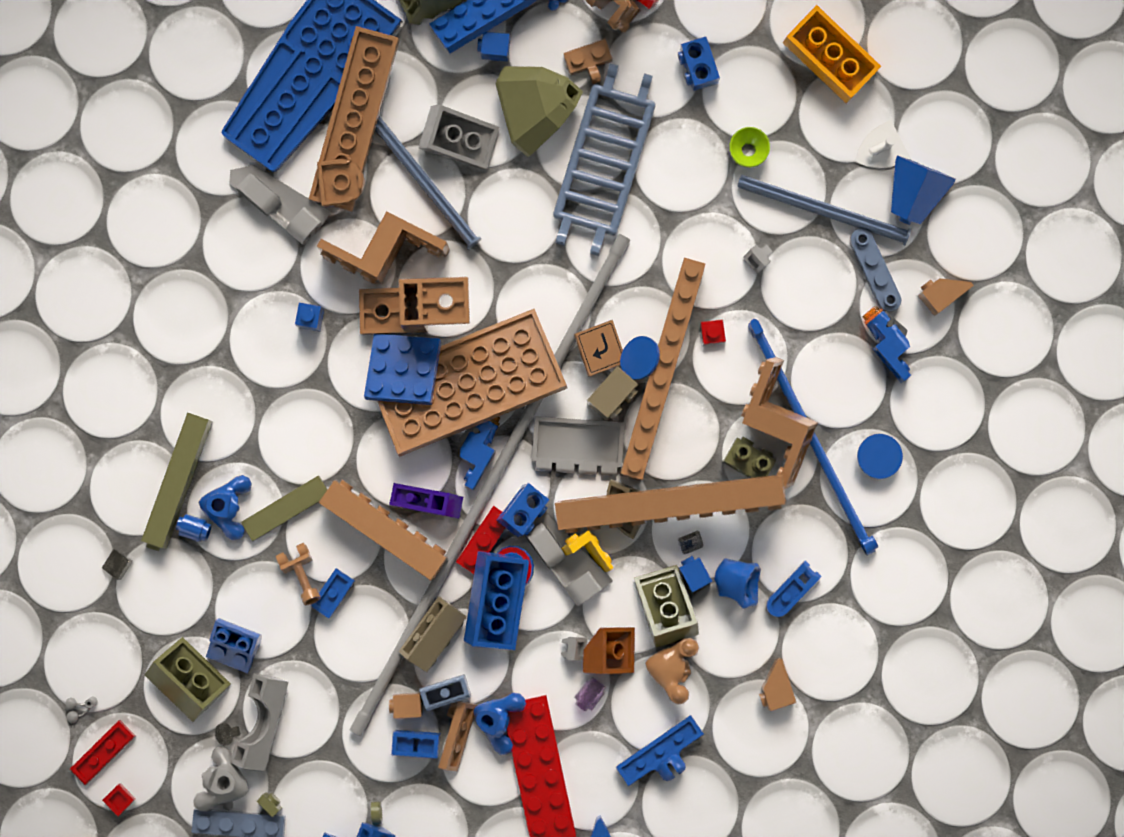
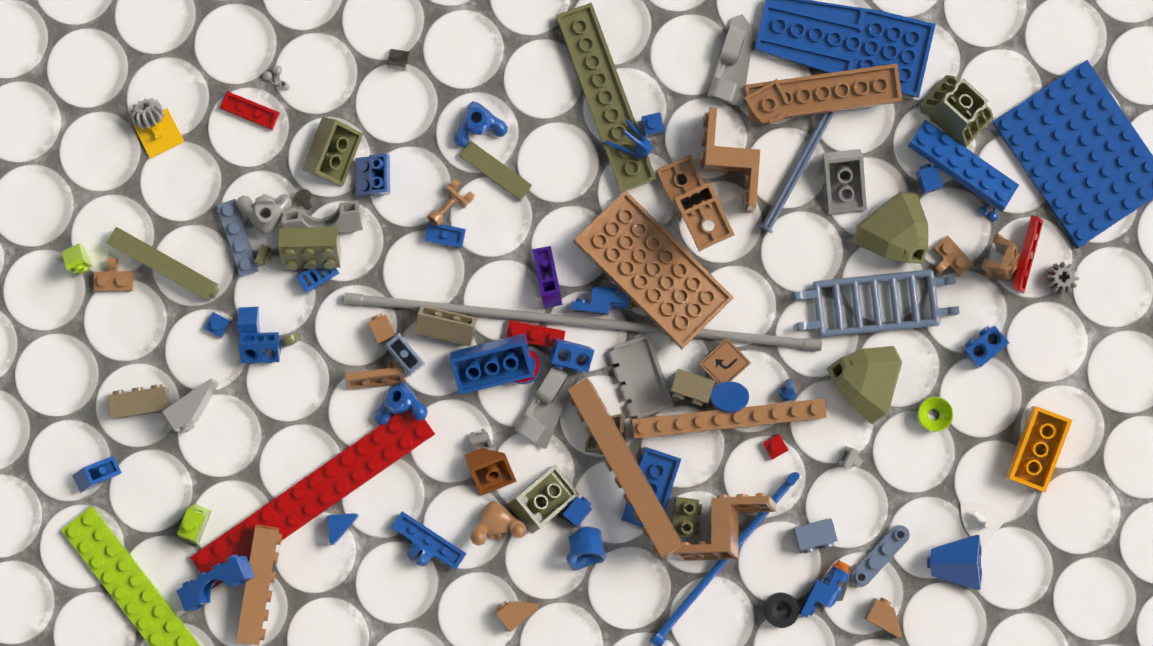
camera: 60 degrees right, 0 degrees up
(119, 799) = (219, 138): red plate -> none
(176, 482) = (480, 77): olive brick -> none
(193, 528) = (450, 106): blue brick -> none
(256, 354) = (604, 94): none -> olive plate
(283, 749) = (309, 248): none -> olive brick
(326, 751) = (307, 273): none -> blue slope
(328, 336) = (643, 146): none -> blue plant
(383, 530) = (510, 253): medium nougat brick -> none
(402, 369) = (642, 215): blue plate -> none
(416, 744) = (355, 348): blue brick -> none
(590, 694) = (449, 467): clear purple brick -> none
(591, 543) = (567, 420): yellow bracket -> none
(660, 293) = (787, 393): none -> blue plate
(683, 202) = (868, 380): none -> olive brick
(690, 467) = (660, 473): none -> blue tile
(690, 542) = (601, 497): clear smoke slope -> none
(791, 590) = (596, 593): blue plate -> none
(824, 209) = (911, 494): sand blue axle -> none
(825, 329) = (814, 535): none -> sand blue brick
(879, 456) = (732, 619): blue piece -> none
(903, 395) = (770, 610): none -> black tyre

